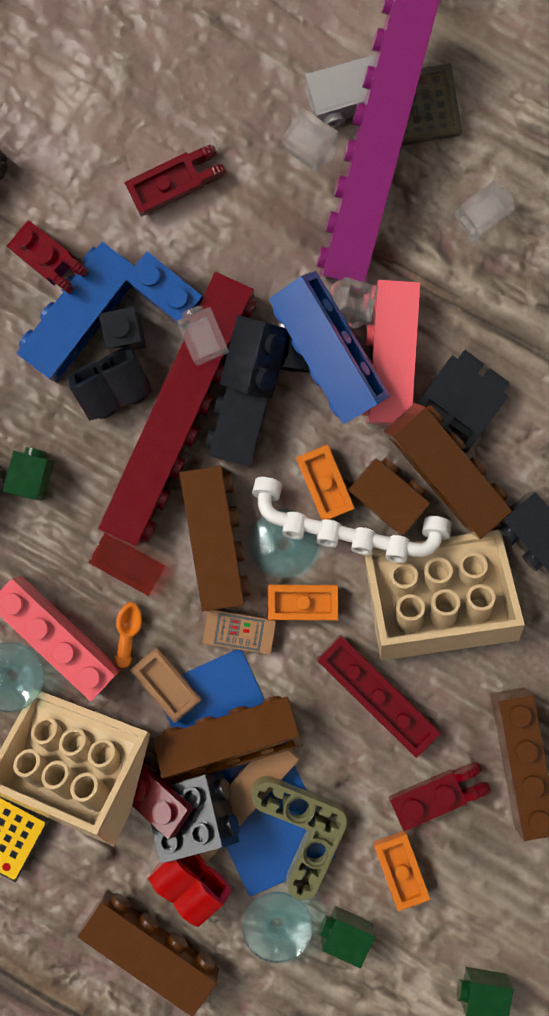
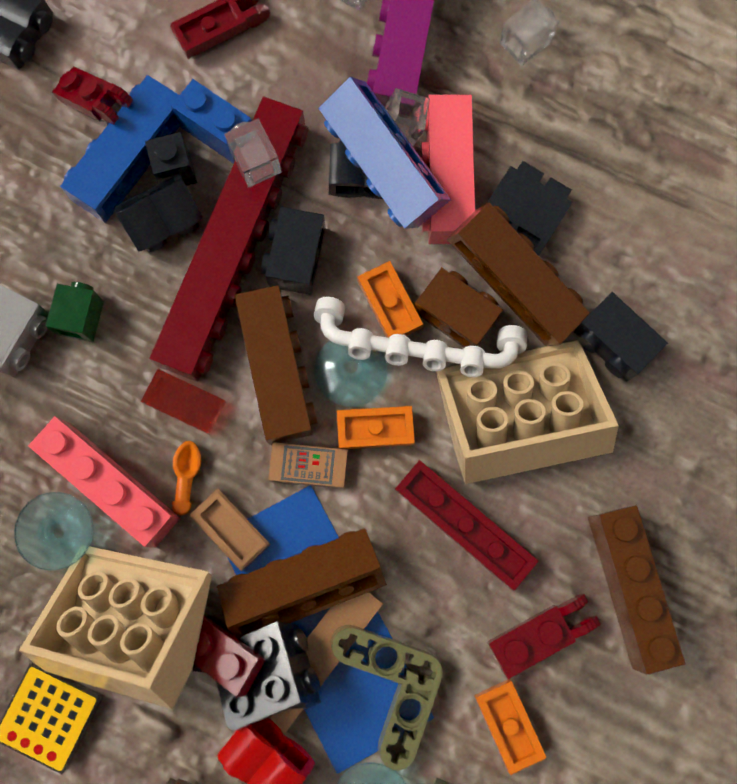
camera: 10 degrees left, 10 degrees down
(254, 357) = (308, 172): black brick -> none

